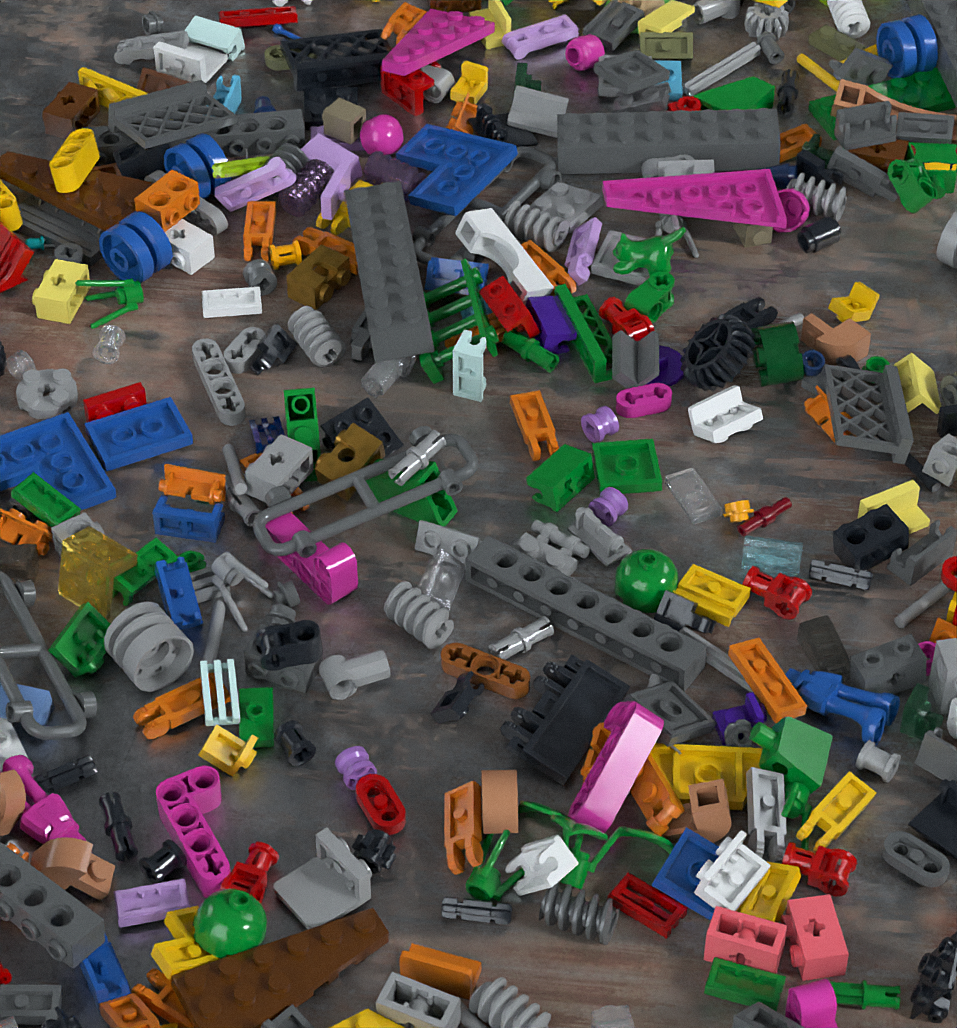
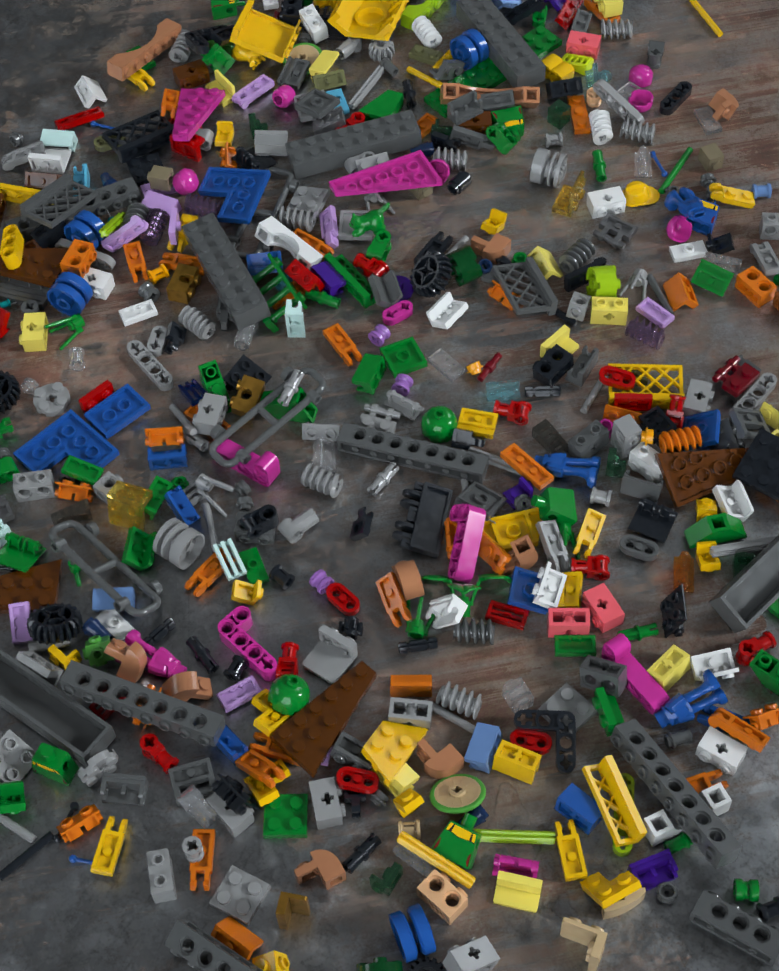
camera: 15 degrees left, 10 degrees up
(493, 682) = (384, 499): dark orange beam -> none

